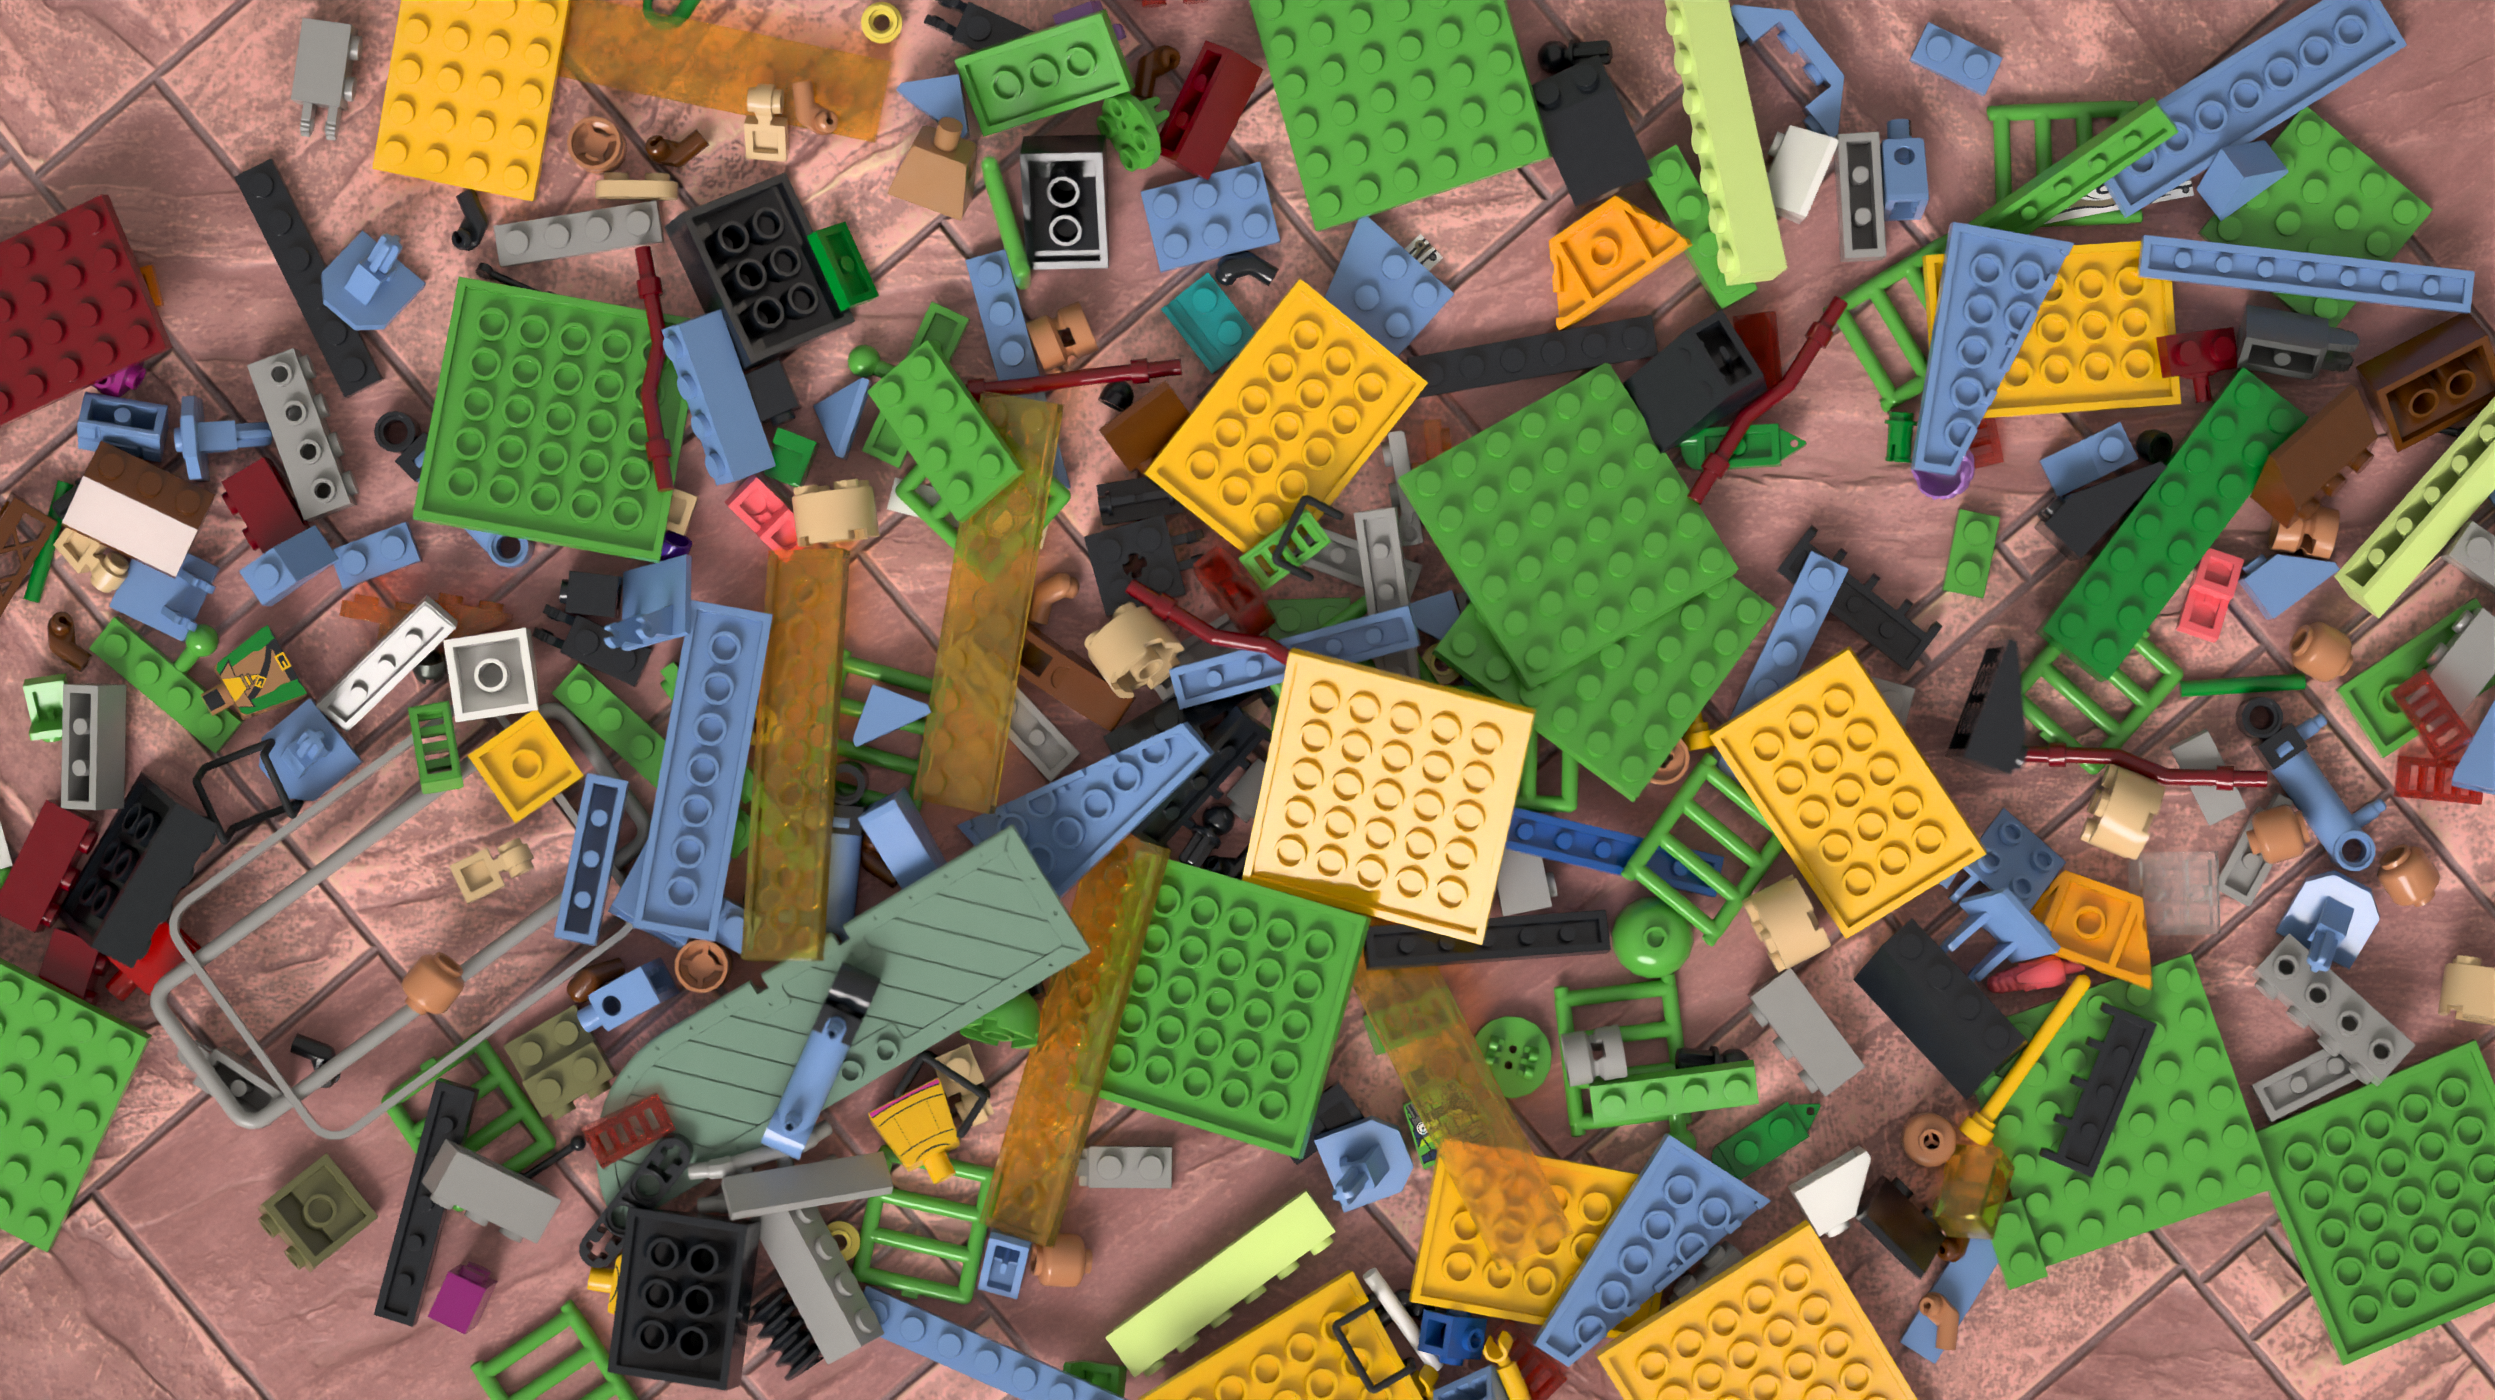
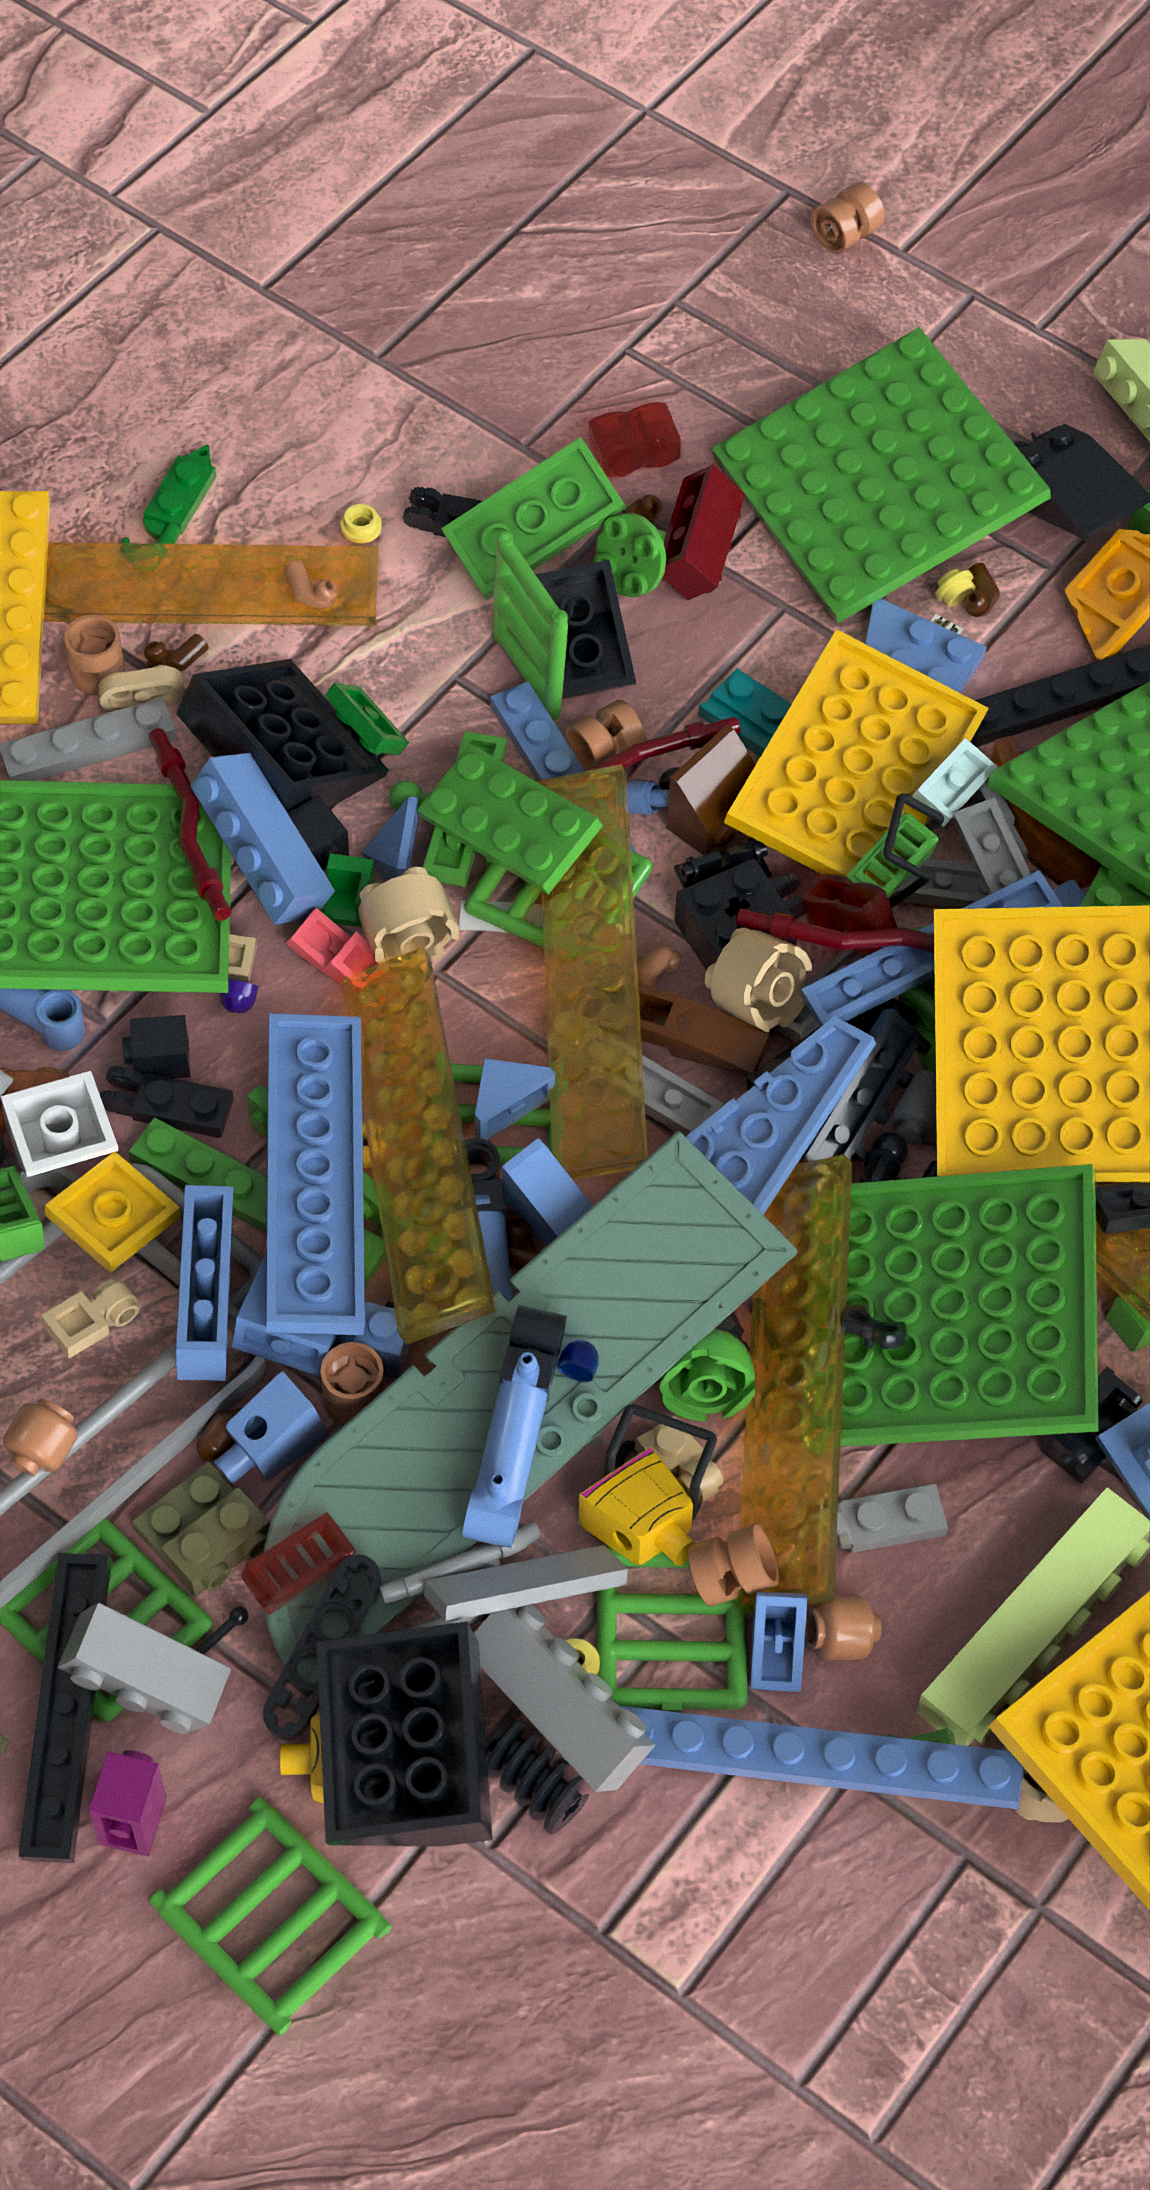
camera: 10 degrees left, 30 degrees down
(654, 604) = (229, 1035): medium blue plate -> none
(764, 134) = (266, 623): tan plate -> none
(886, 1014) = (579, 1361): none -> clear blue hinge
(938, 98) = (431, 572): medium blue slope -> none
(938, 170) = (446, 613): medium nougat torso -> none
(979, 1203) = (739, 1563): none -> nougat wheel
(1084, 406) = (645, 797): none -> medium blue cylinder
(1156, 1022) = (886, 1334): none -> black piece
(1210, 217) = (726, 628): medium blue plate -> none
(1244, 264) = (775, 658): black arm -> none
(1367, 472) = (955, 780): none -> light aqua plate
(1442, 216) = (954, 587): none -> light yellow plate
(1471, 226) = (985, 593): none -> reddish brown arm

